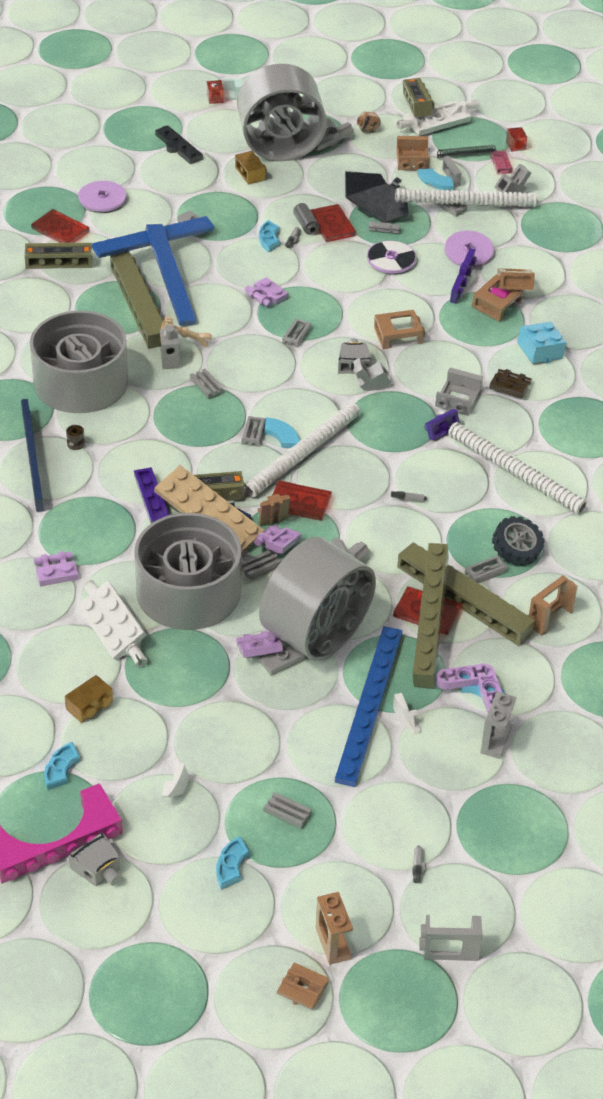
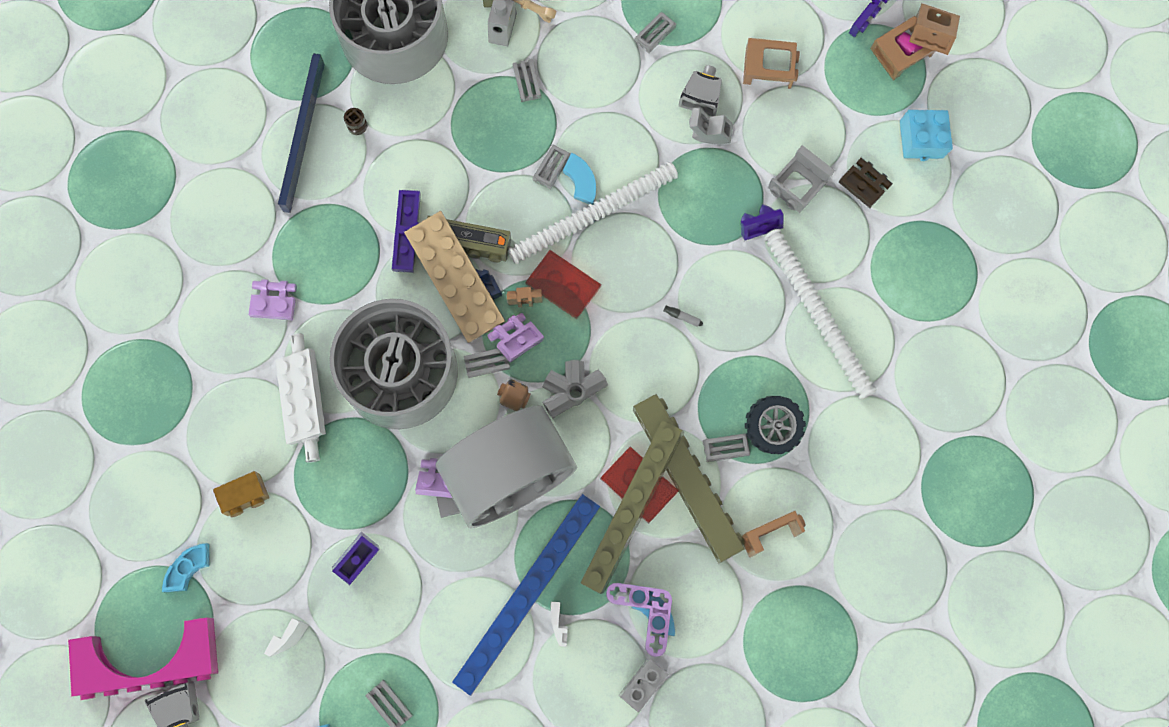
camera: 20 degrees right, 30 degrees up
(212, 711) = (355, 558): none -> dark purple brick

